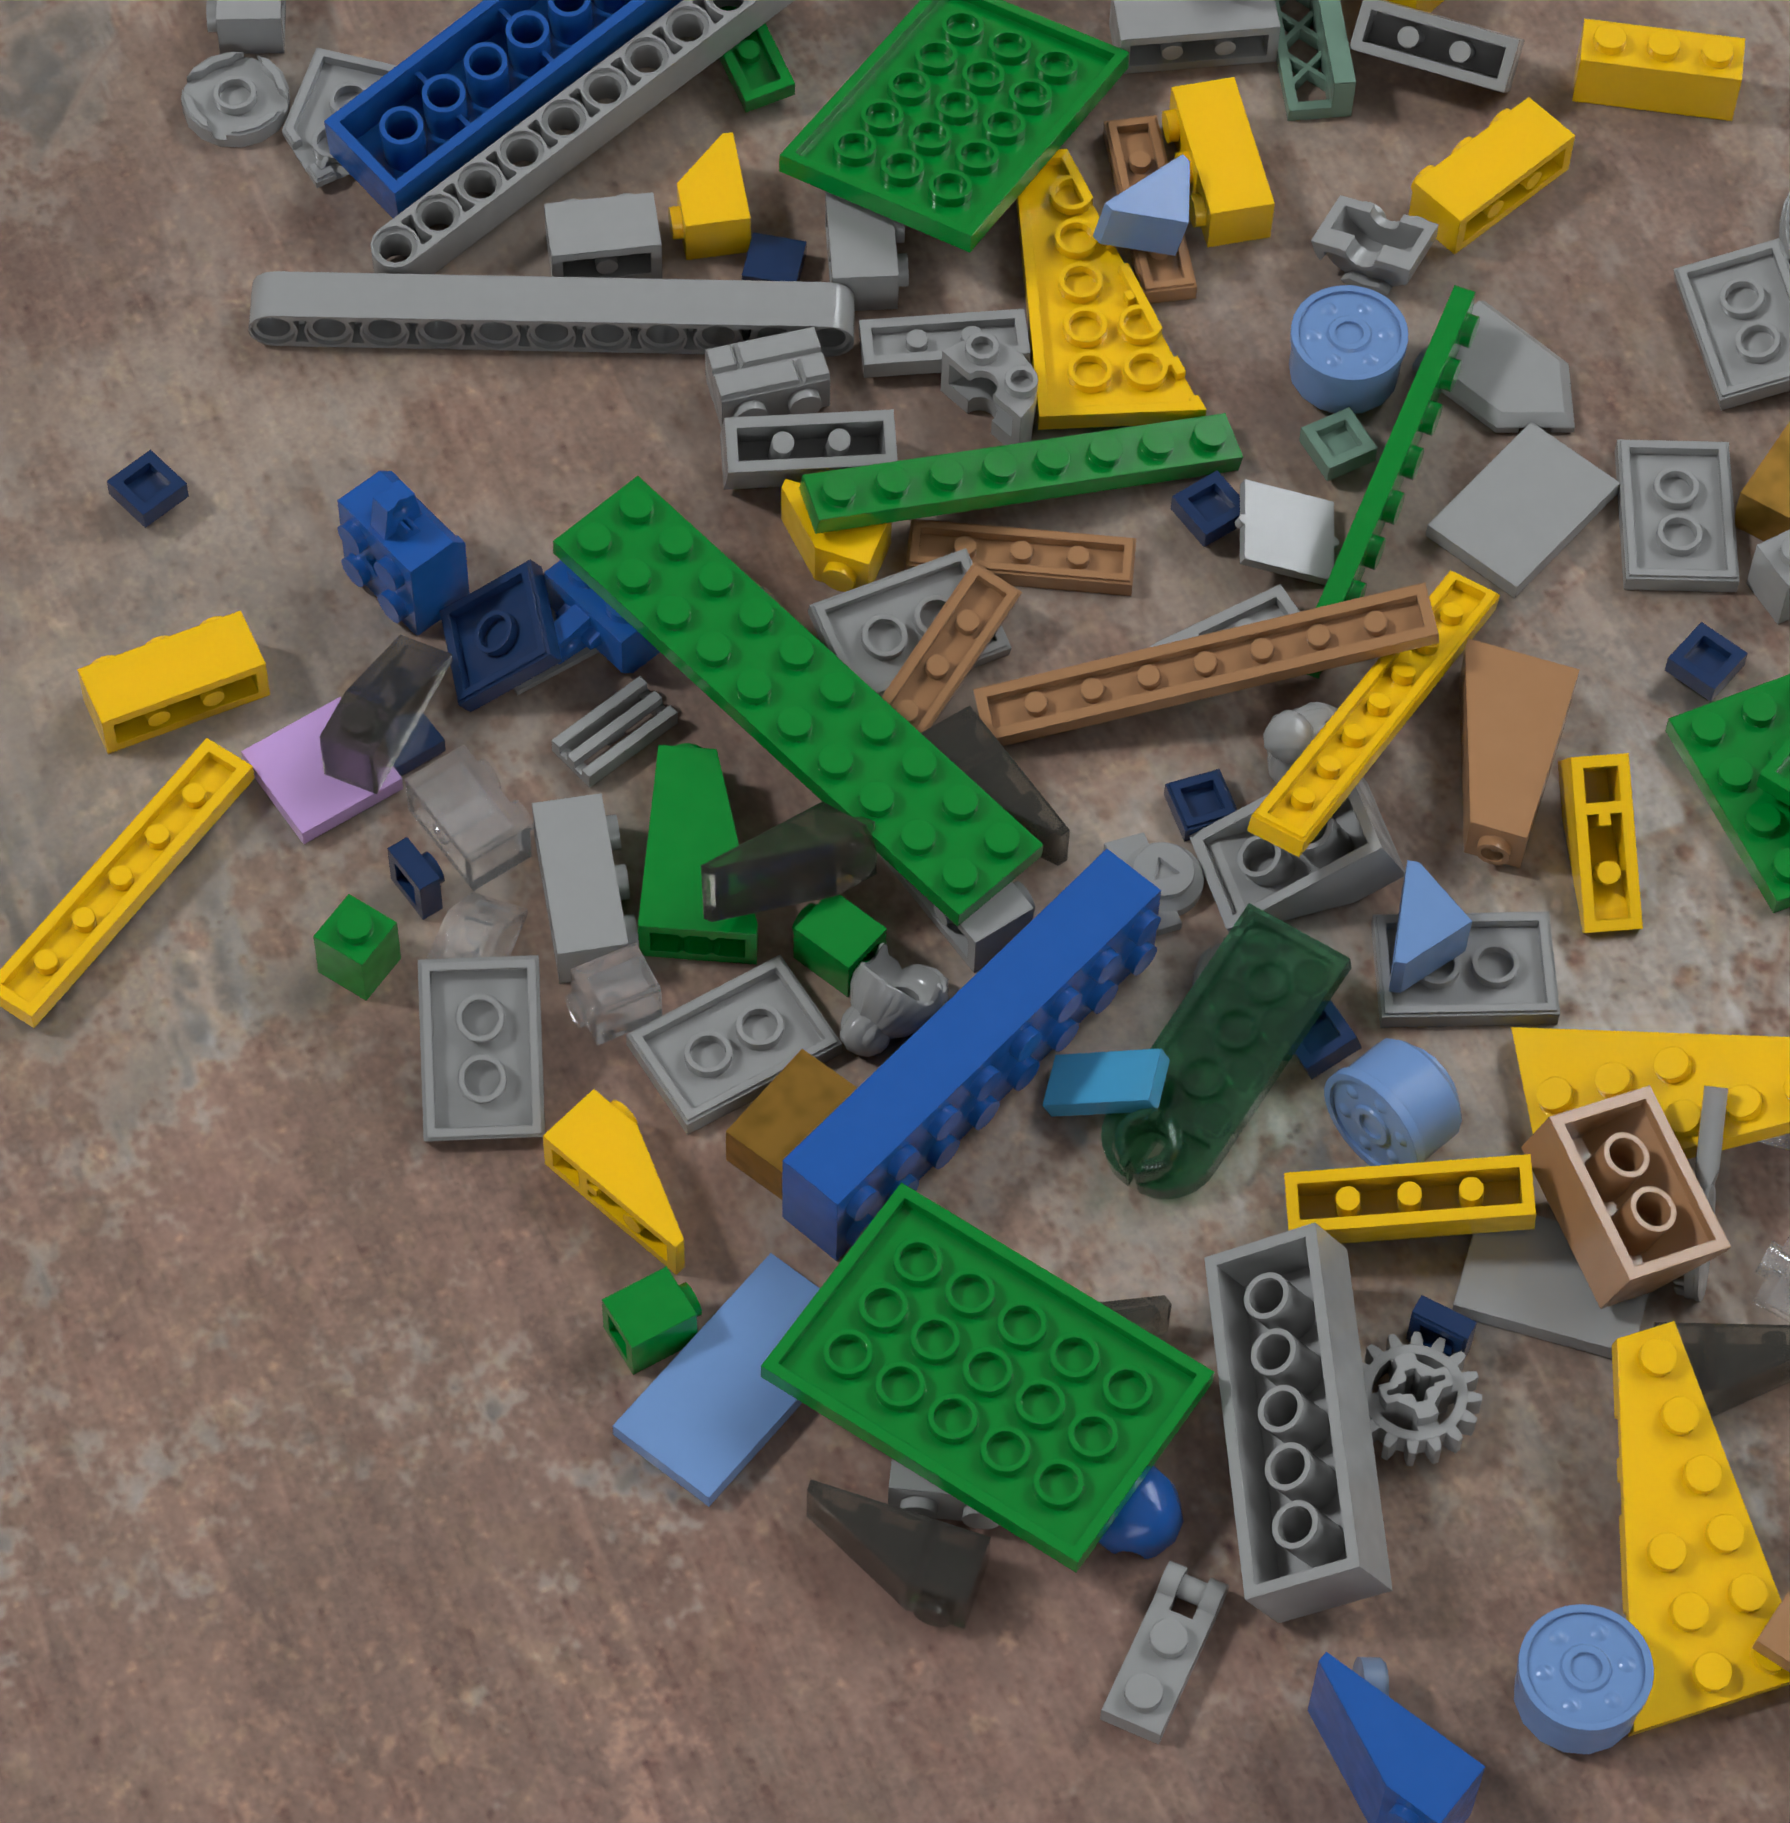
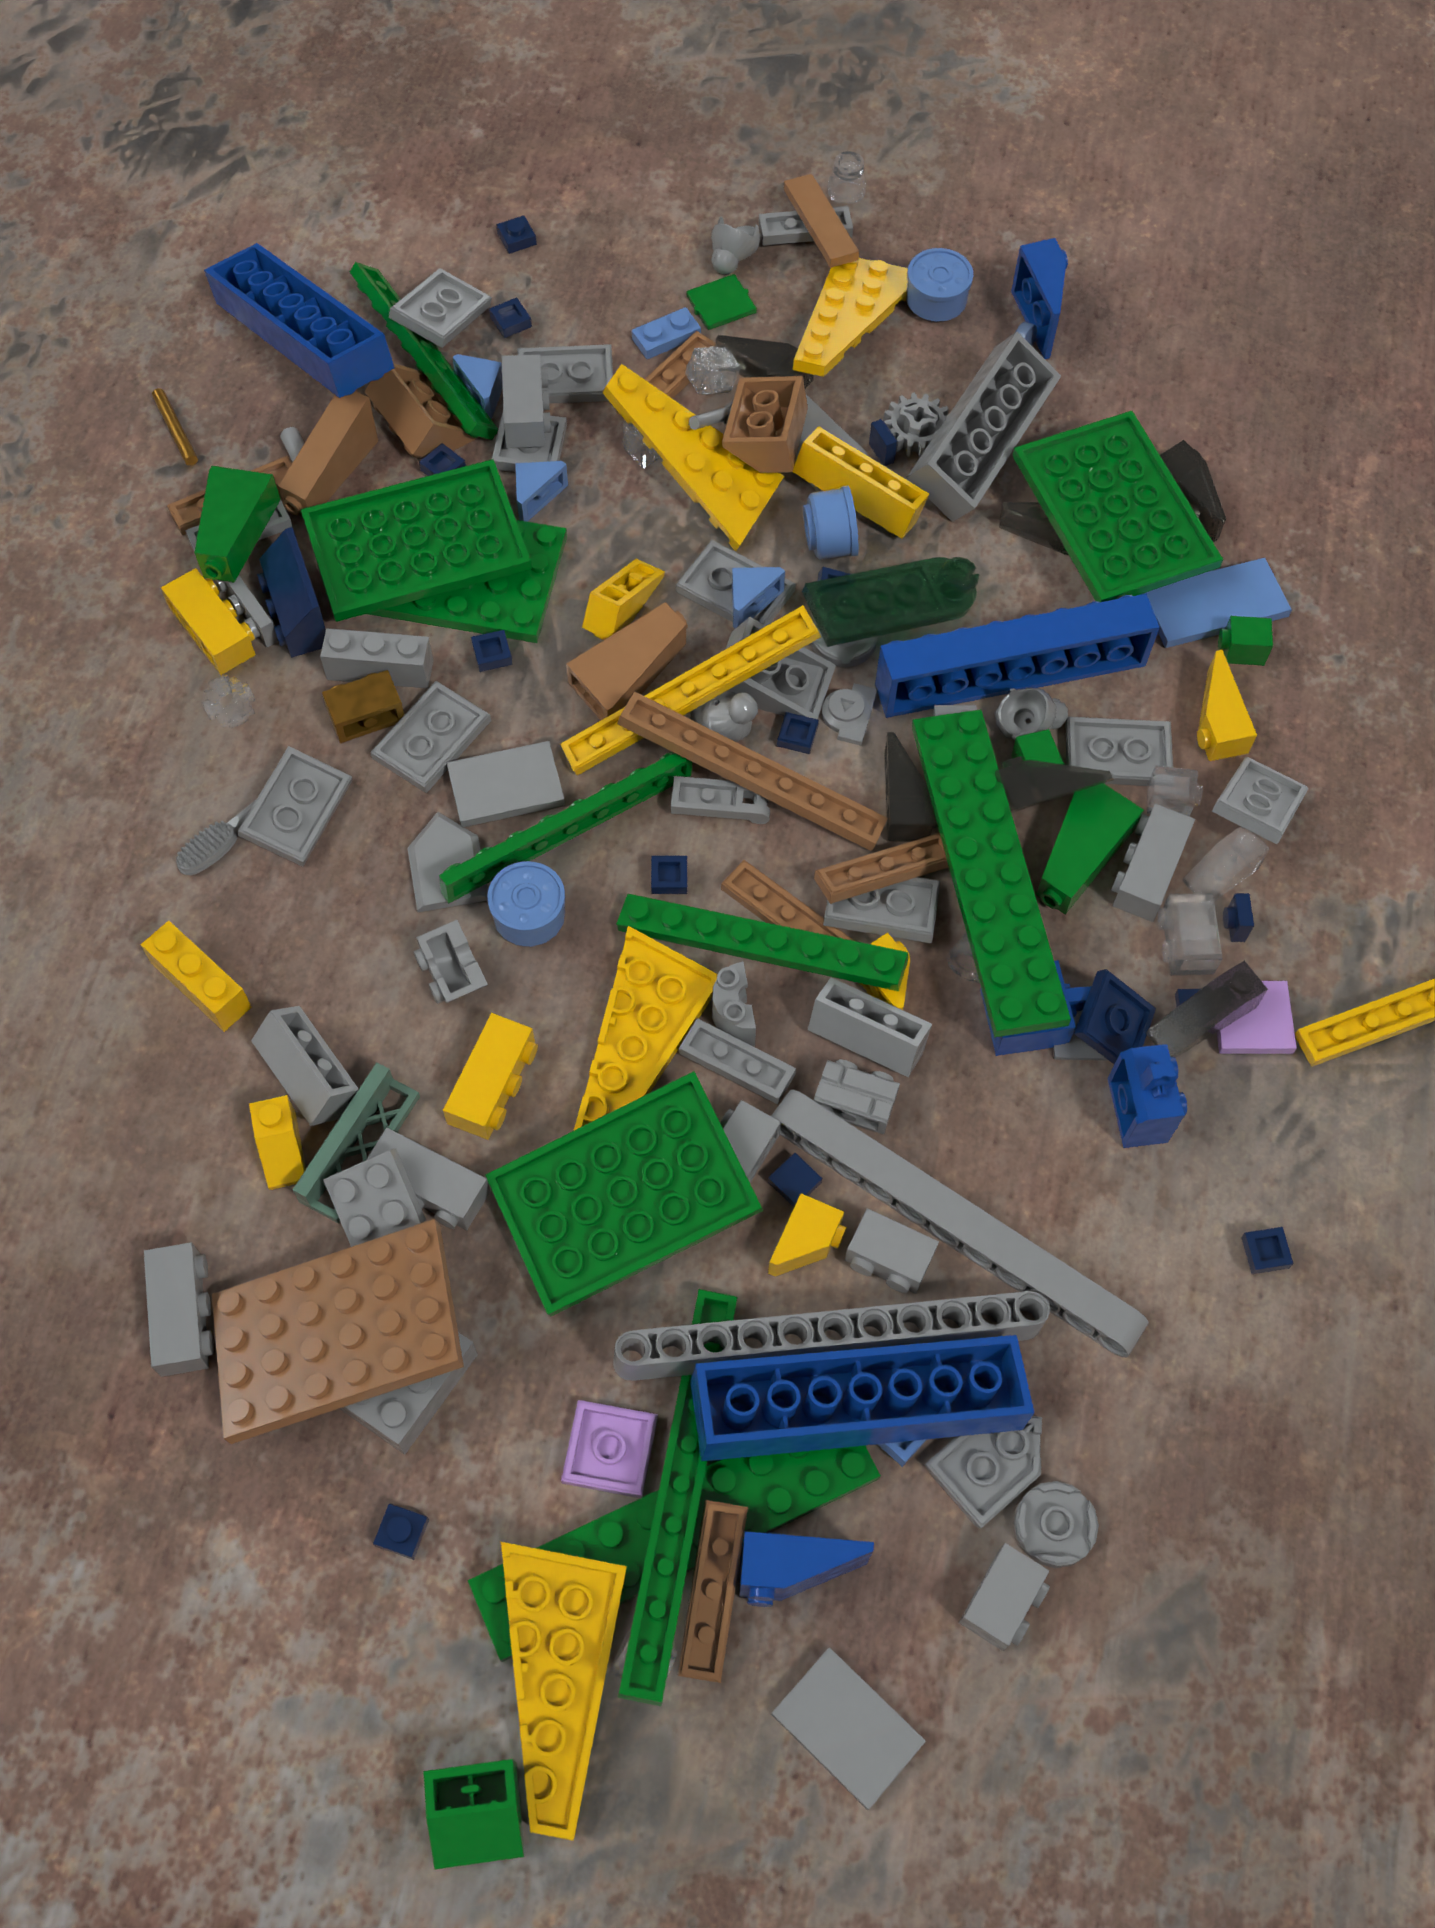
camera: 145 degrees left, 5 degrees up
(174, 681) = (1316, 1110): yellow brick -> none
(357, 947) = (1294, 894): green brick -> none
(607, 725) = (1078, 933): light grey tile -> none
(783, 1118) = (1120, 687): pearl gold brick -> none
(1106, 1082) = (950, 608): dark azure tile -> none
(1135, 152) = (549, 1083): medium nougat tile -> none
(1149, 213) = (562, 1051): medium blue slope -> none
(1163, 1654) = (1099, 401): light grey plate -> none
(1286, 532) = (641, 836): piece -> none
(1338, 444) = (573, 868): sand green plate -> none
(1492, 173) = (347, 972): yellow brick -> none

